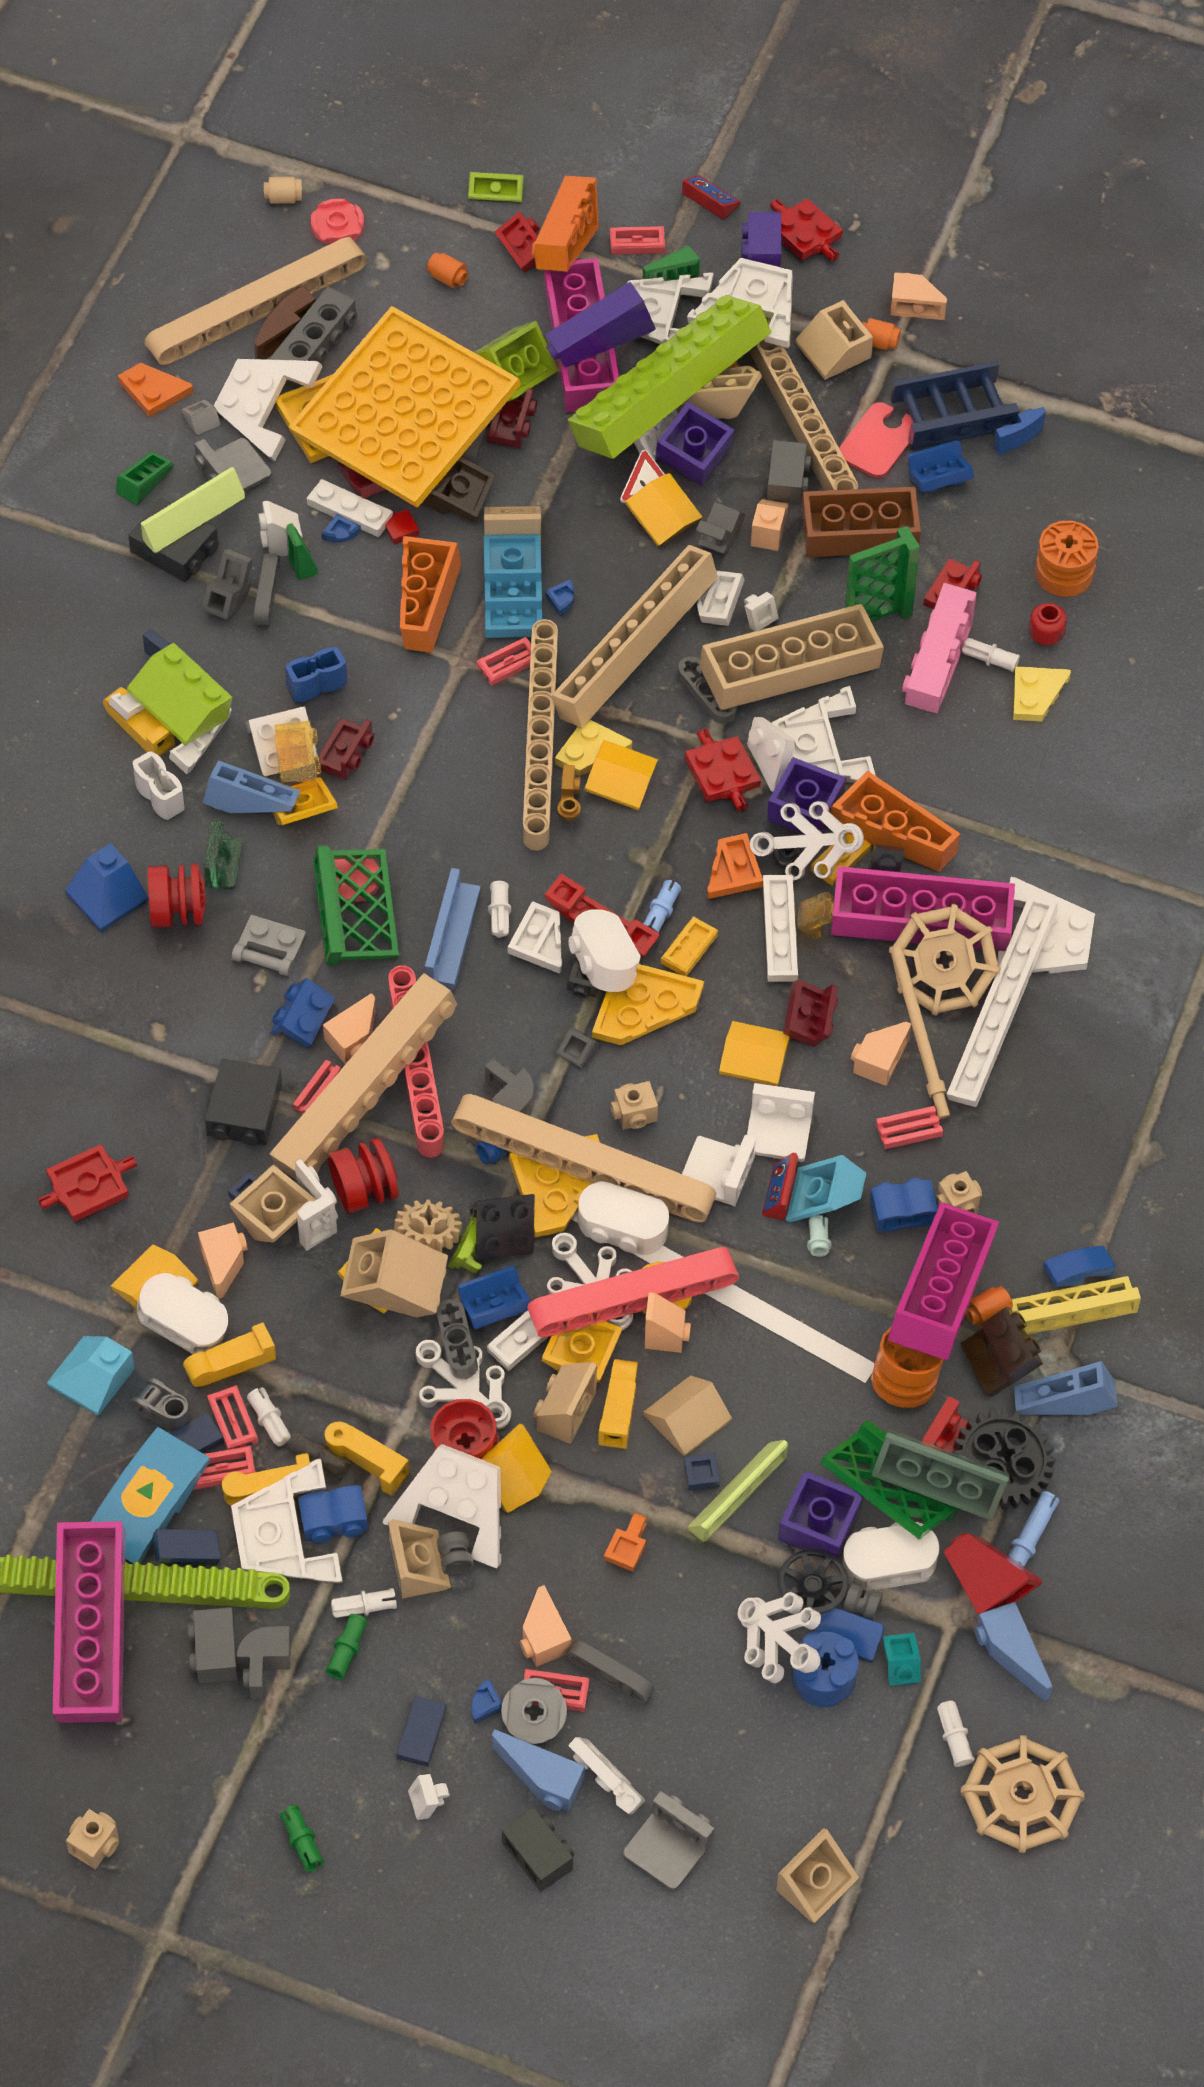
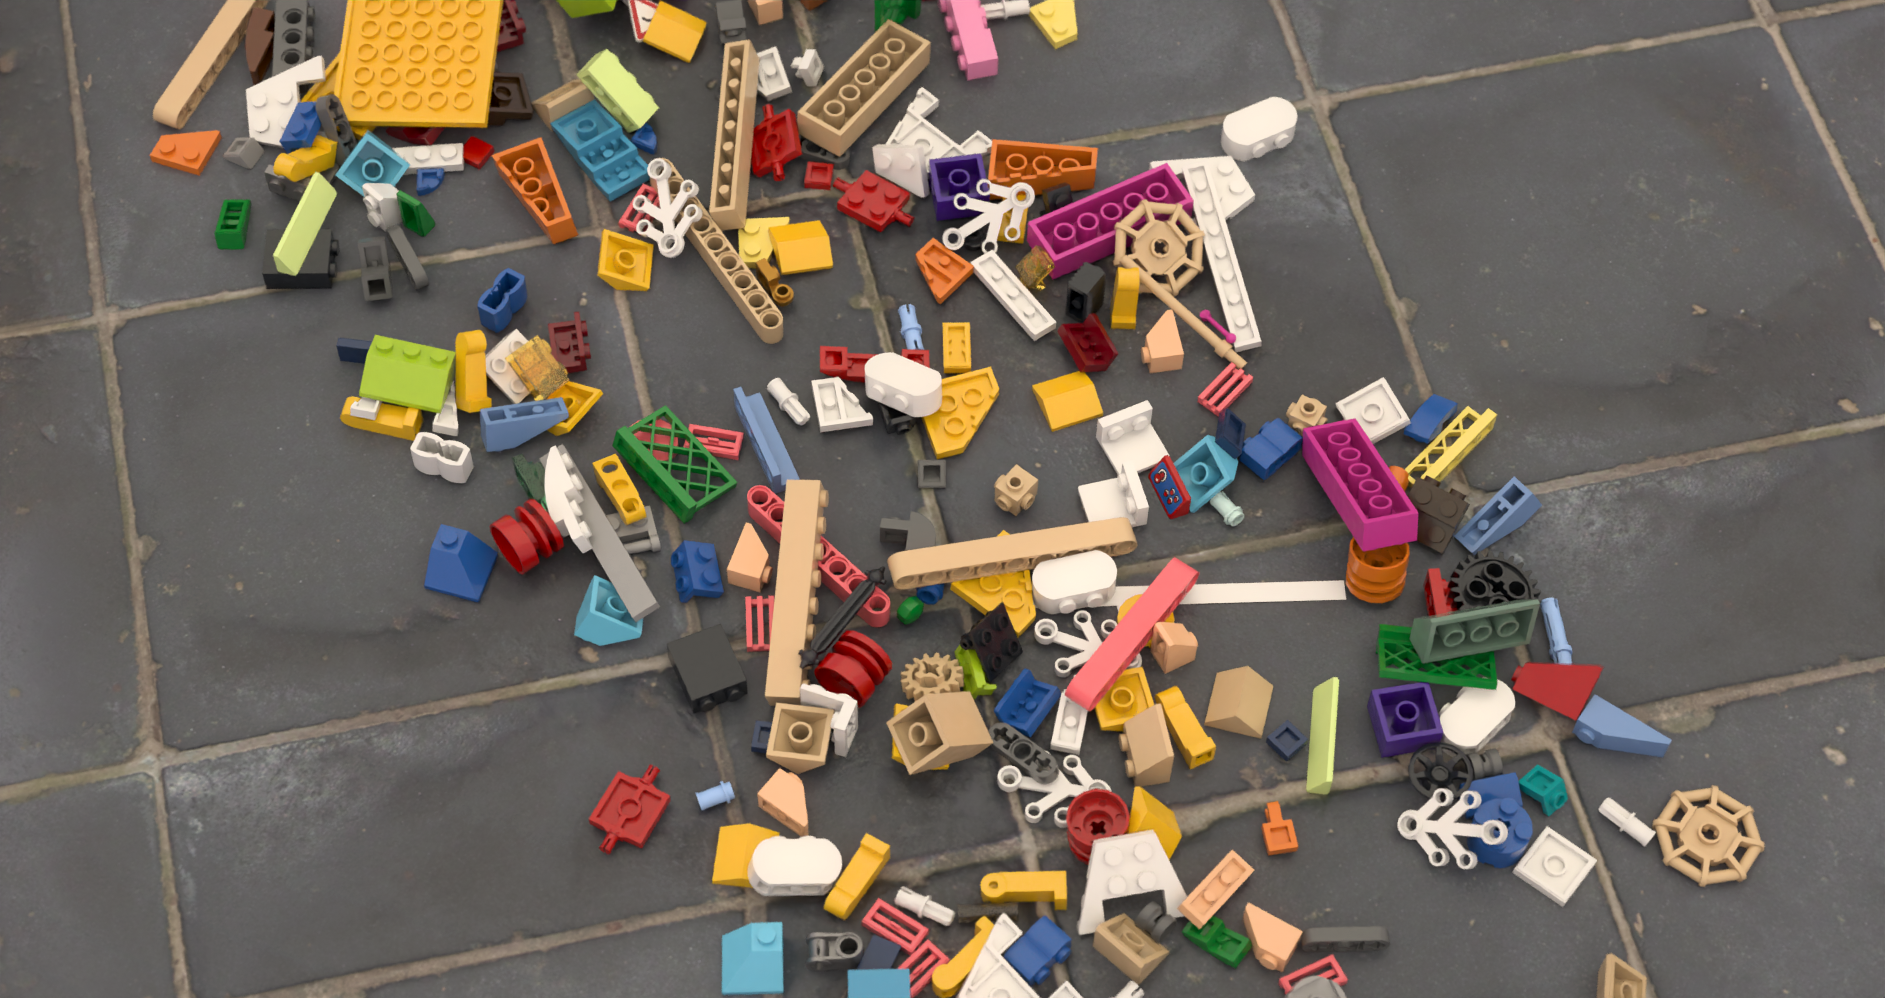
camera: 35 degrees left, 0 degrees up
(167, 1215) = (715, 795): none -> light blue pin
(198, 1005) = (604, 616): none -> medium azure slope
(230, 877) = (563, 497): none -> white slope
(235, 723) = (471, 371): none -> yellow leg
(237, 453) = (307, 160): none -> yellow leg
(240, 929) = (612, 552): none -> light grey tile
(257, 419) = (301, 127): none -> blue bracket
(287, 901) = (620, 489): none -> yellow leg
(294, 450) = (327, 109): none -> dark grey beam
(296, 486) = (372, 163): none -> medium azure slope
(385, 1124) = (842, 617): none -> black wheel
(423, 923) = (715, 446): none -> coral tile
(452, 699) = (625, 262): none -> yellow slope
(458, 1156) = (910, 610): none -> green tile
(499, 1601) = (1219, 941): none -> green slope
(502, 702) = (668, 211): none -> white plant
(528, 1557) = (1215, 889): none -> light nougat plate
(560, 537) = (617, 90): none -> yellowish green brick
(669, 664) = (775, 143): none -> red plate
(692, 718) = (819, 176): none -> red tile
(843, 961) = (1085, 292): none -> black brick
(857, 1731) = (1554, 866): none -> white tile
(873, 988) = (1124, 299): none -> yellow leg
(873, 1168) = (1230, 433): none -> dark blue tile
(947, 1050) = (1206, 316): none -> dark pink hinge
(1028, 1229) = (1375, 410): none -> white tile
(1142, 902) = (1259, 129): none -> white brick

